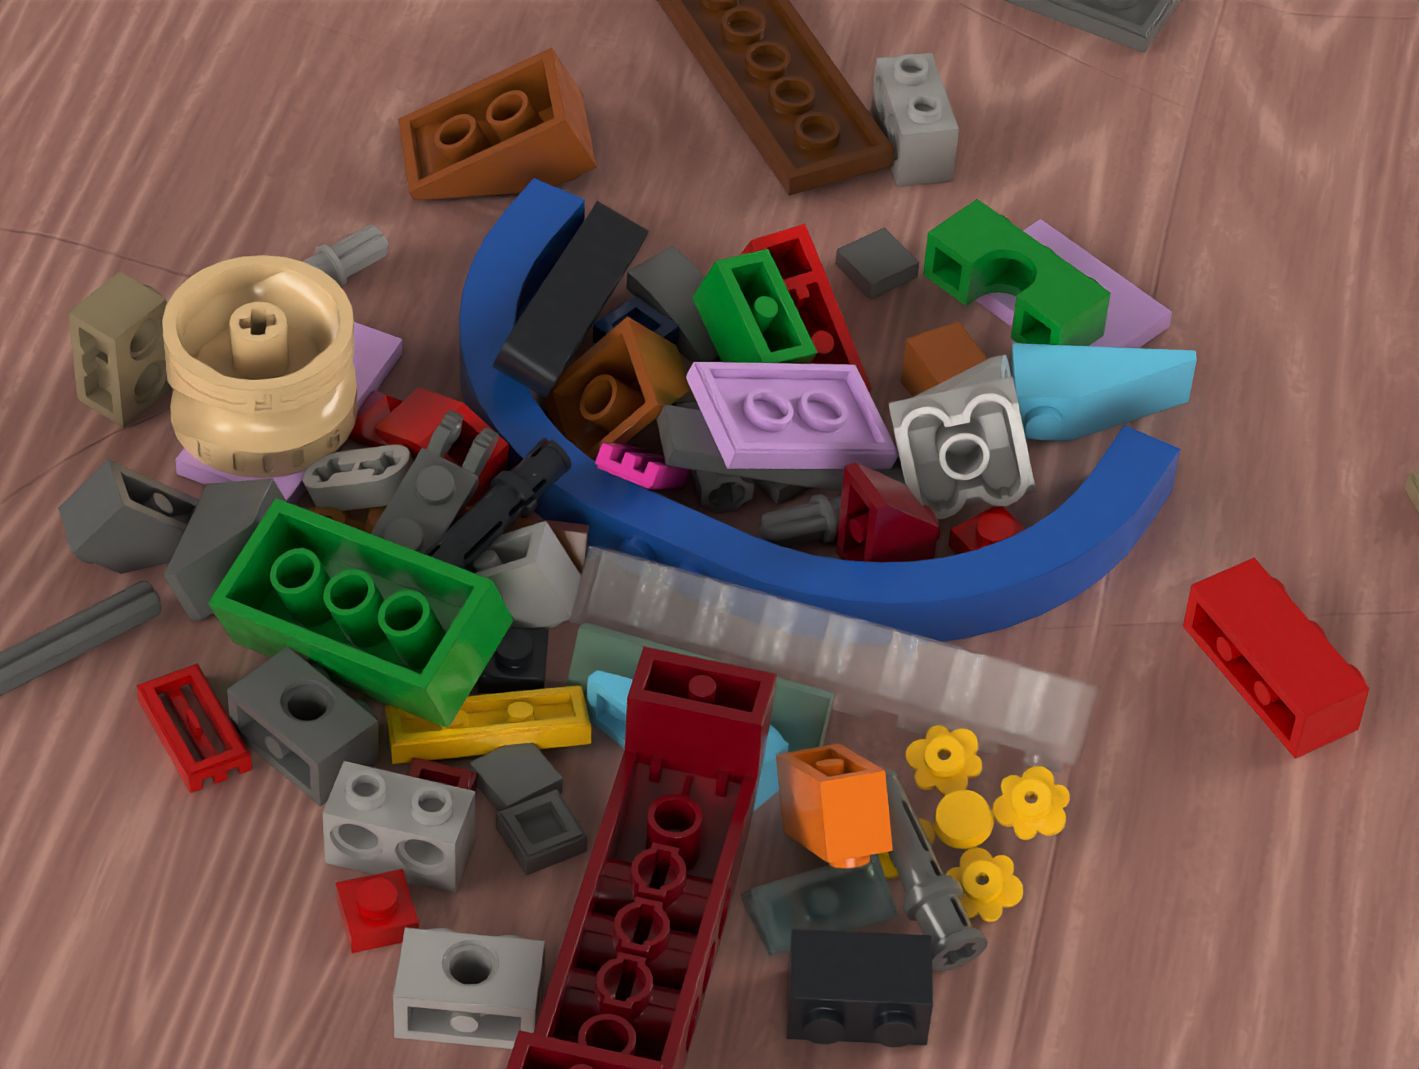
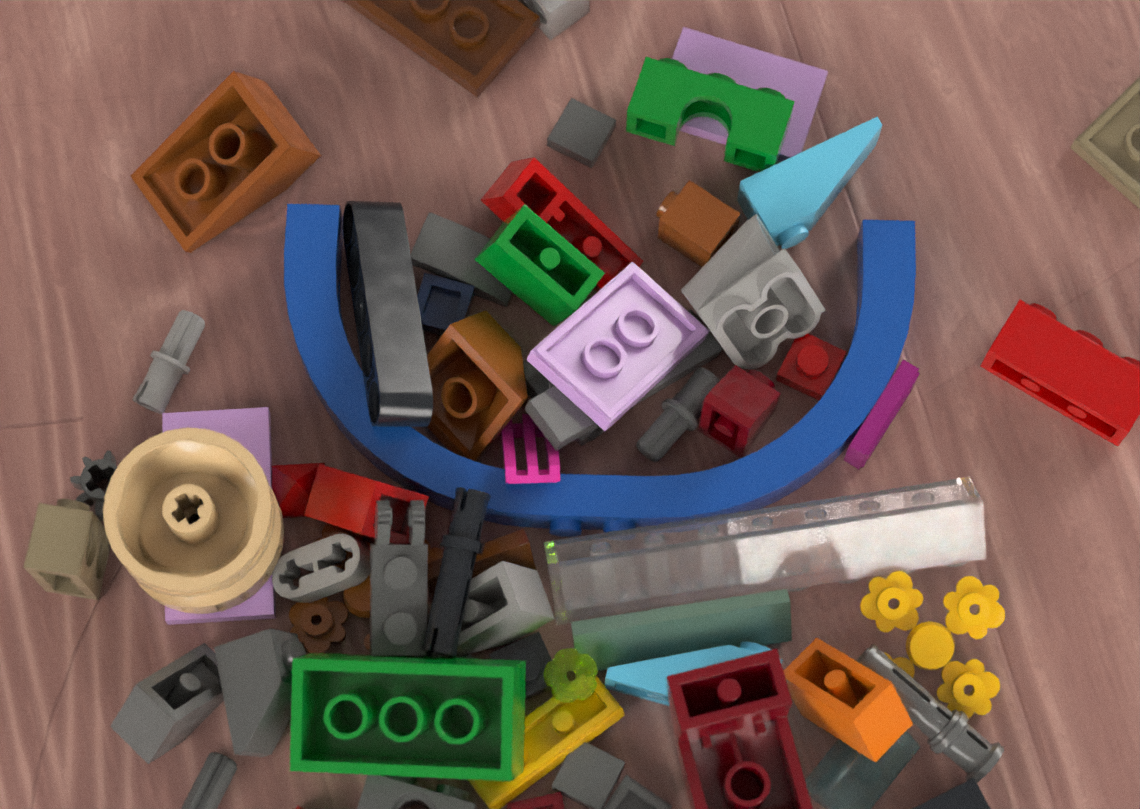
camera: 25 degrees left, 25 degrees up
(558, 679) = (571, 660): none -> clear neon green plate
(1040, 605) = (882, 415): none -> magenta tile

